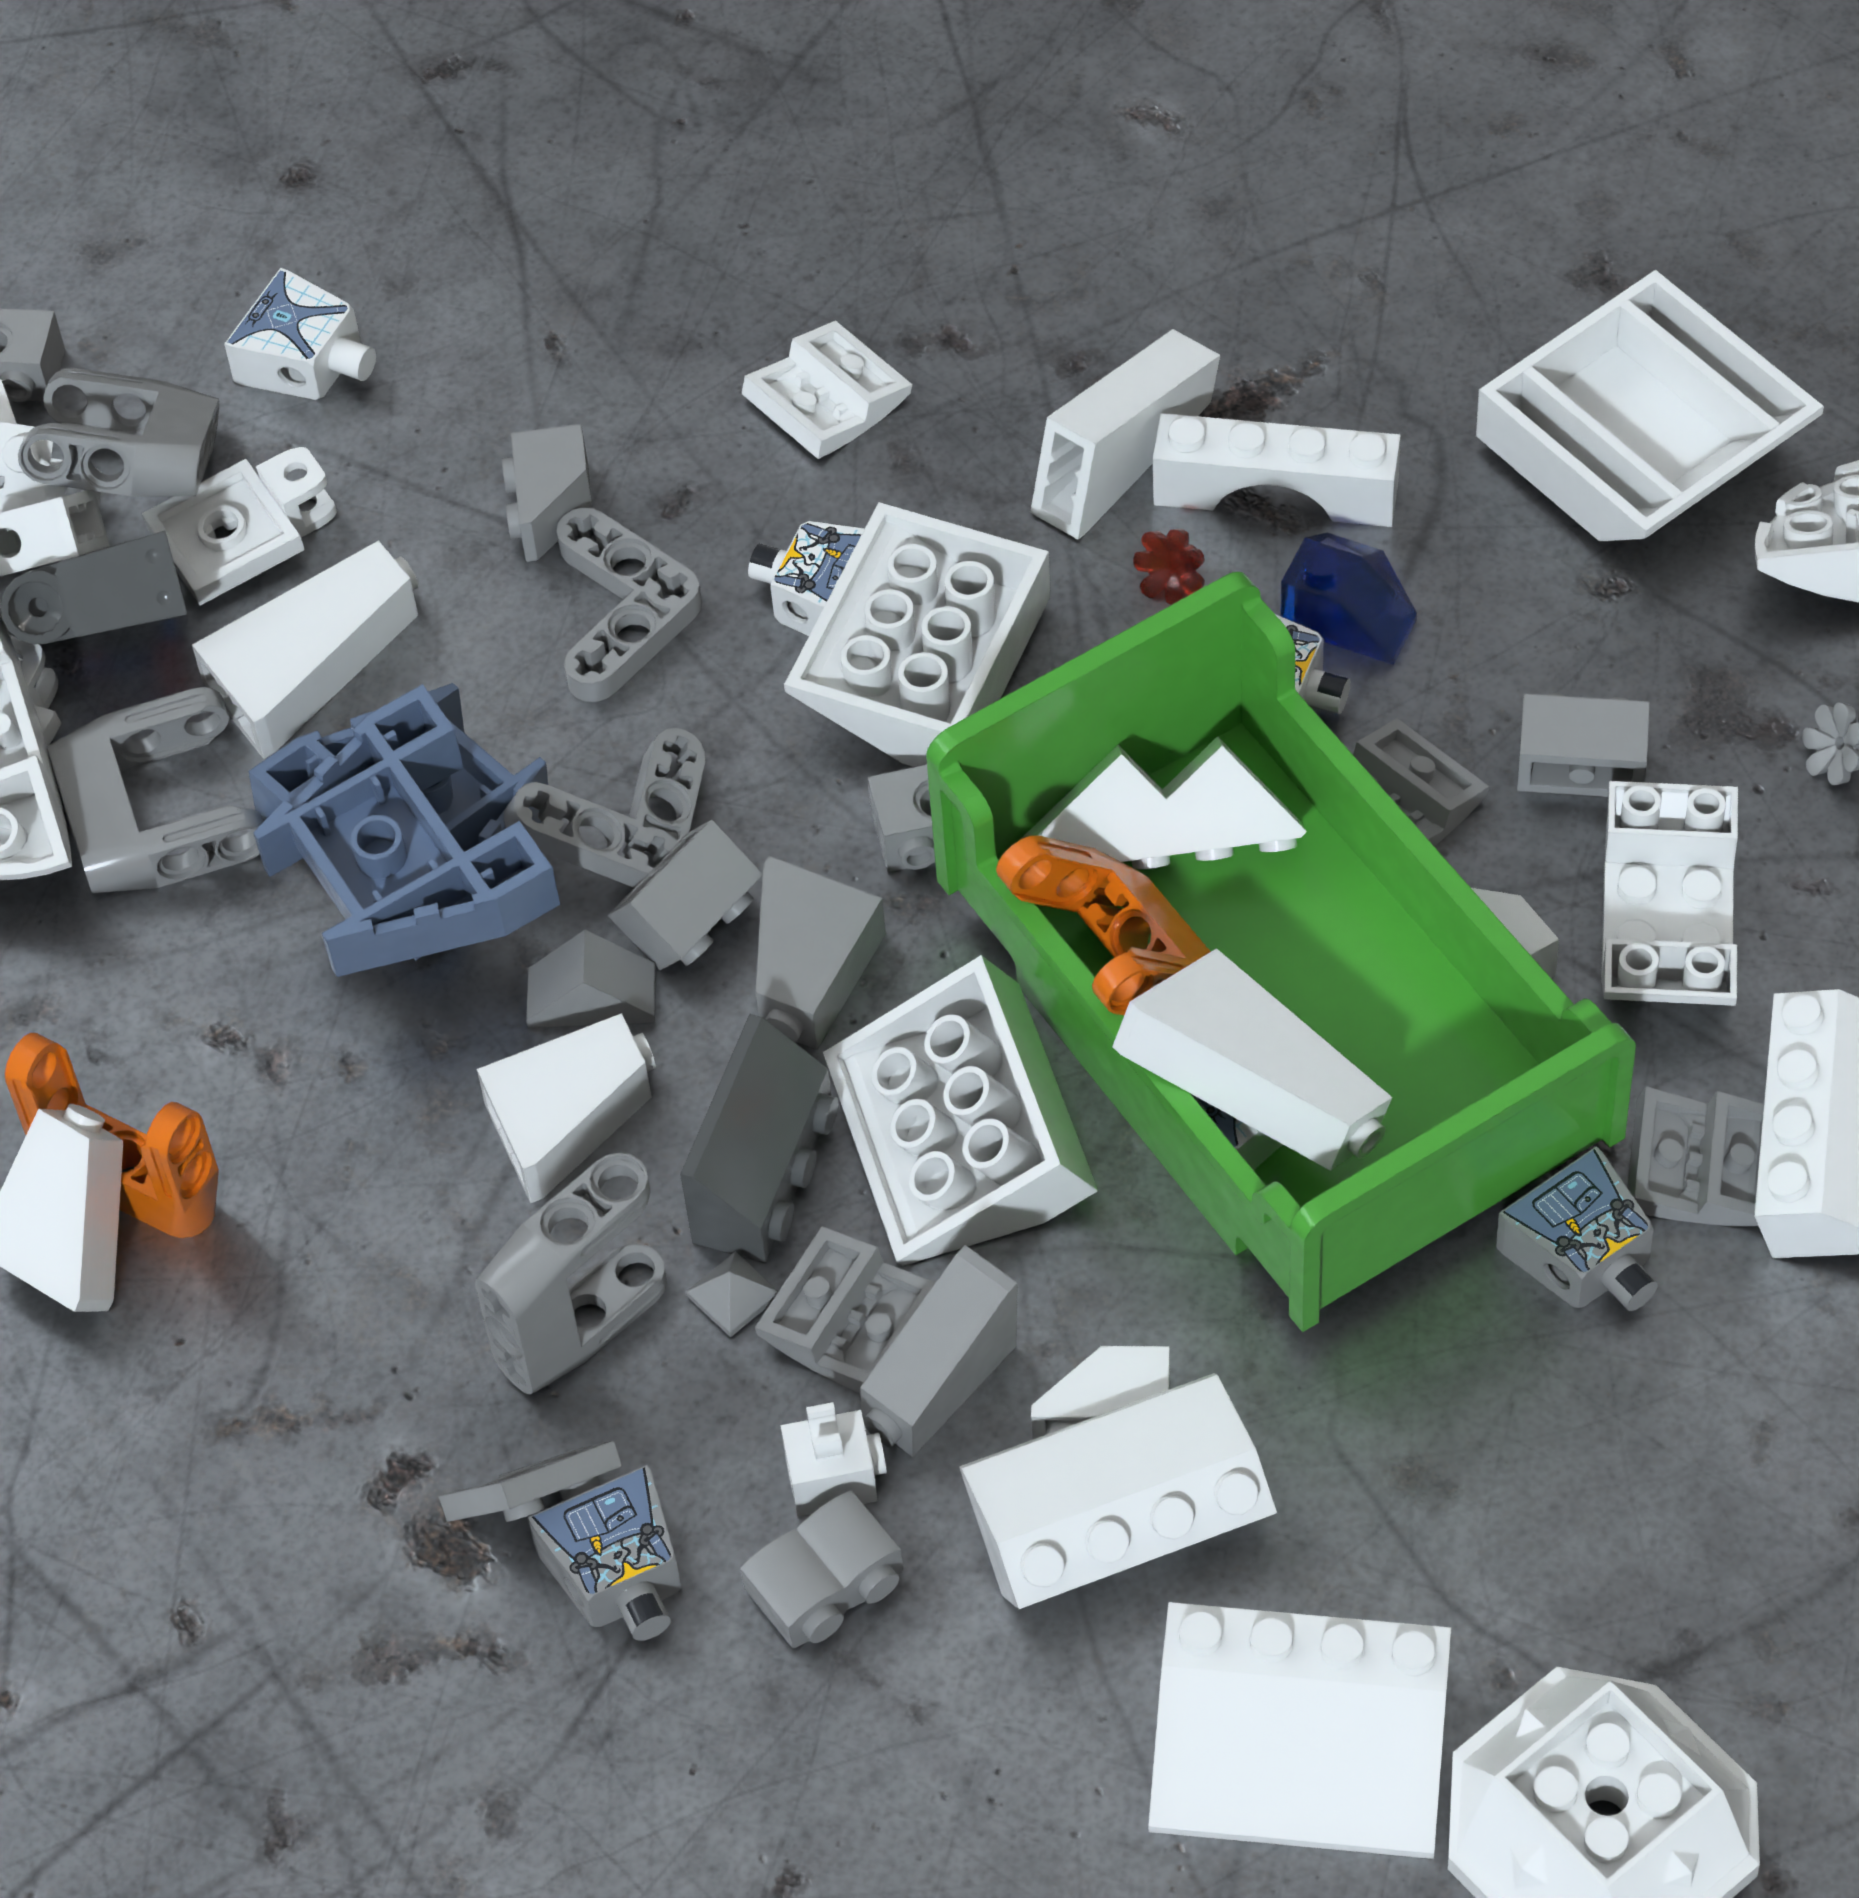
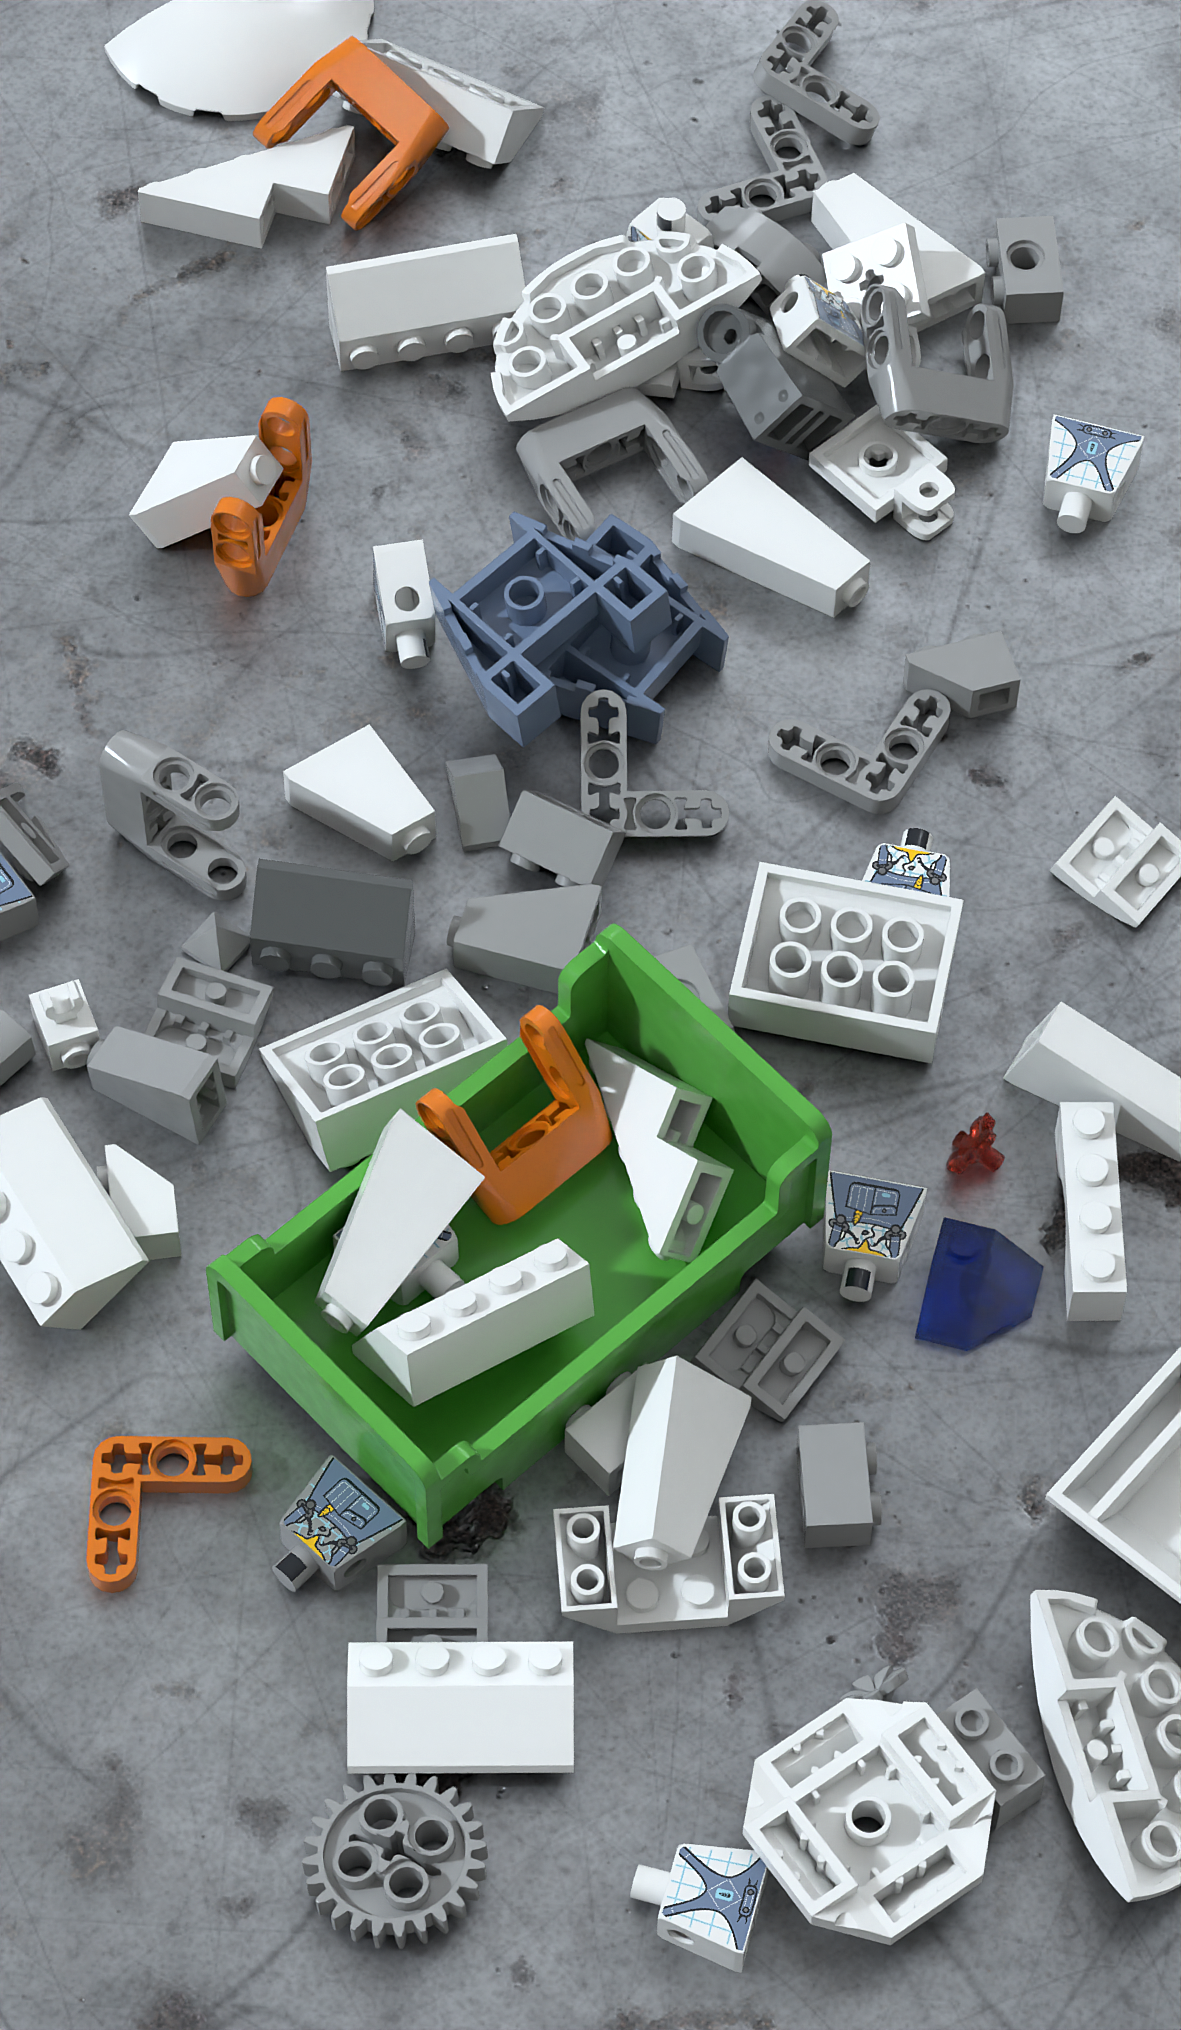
camera: 75 degrees right, 5 degrees up
(299, 1018) = (404, 601): none -> white torso
(1375, 1005) = (480, 1323): none -> white slope
(1492, 1457) = (131, 1483): none -> orange beam
(1566, 869) = (674, 1459): none -> white slope

